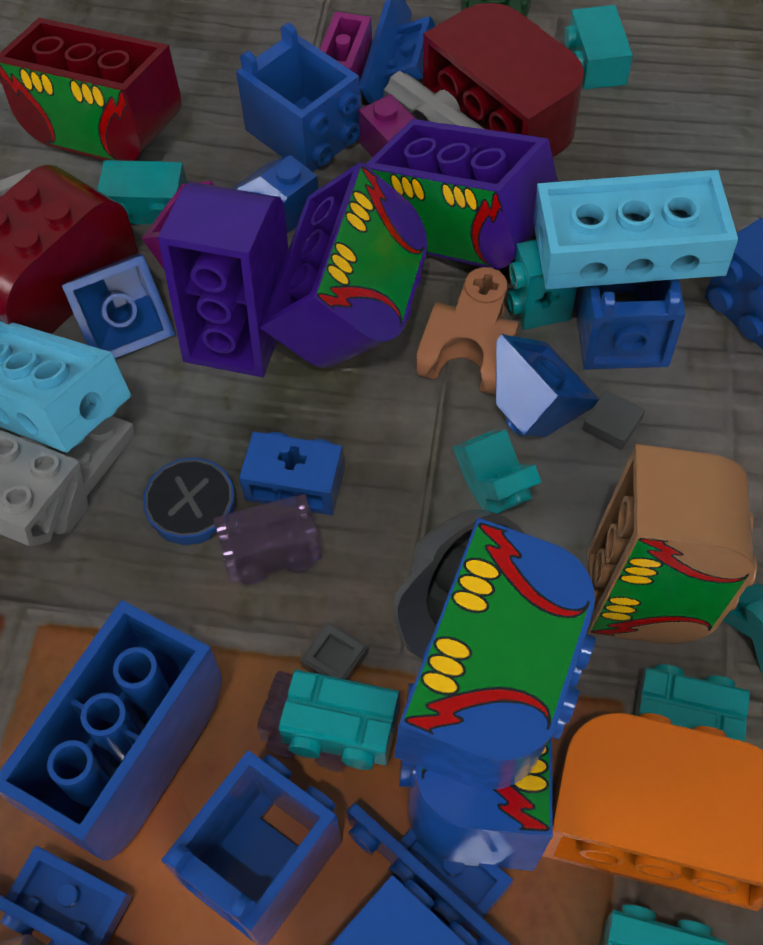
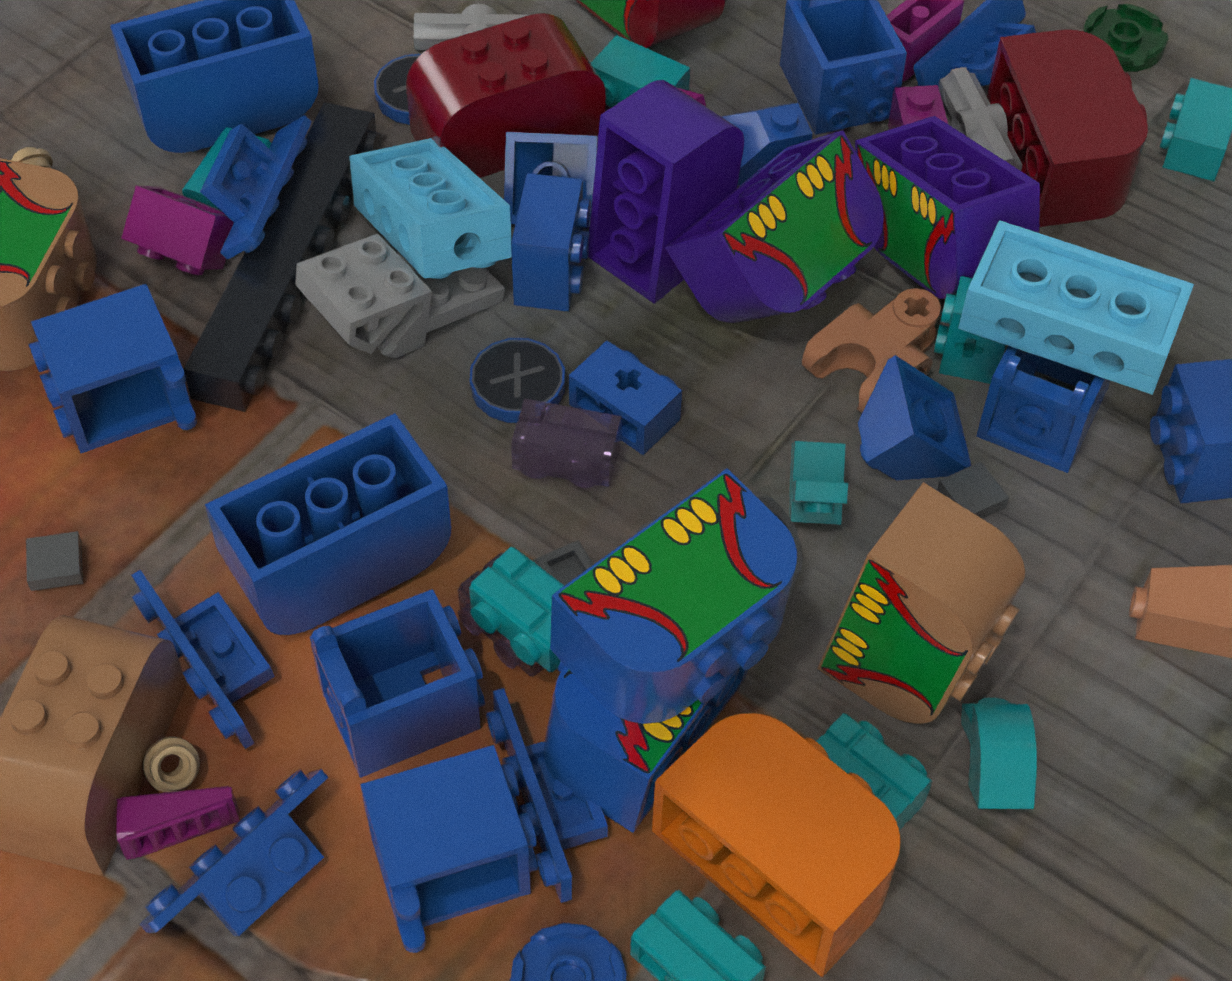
camera: 25 degrees right, 5 degrees down
(154, 365) = (550, 242): none -> blue brick

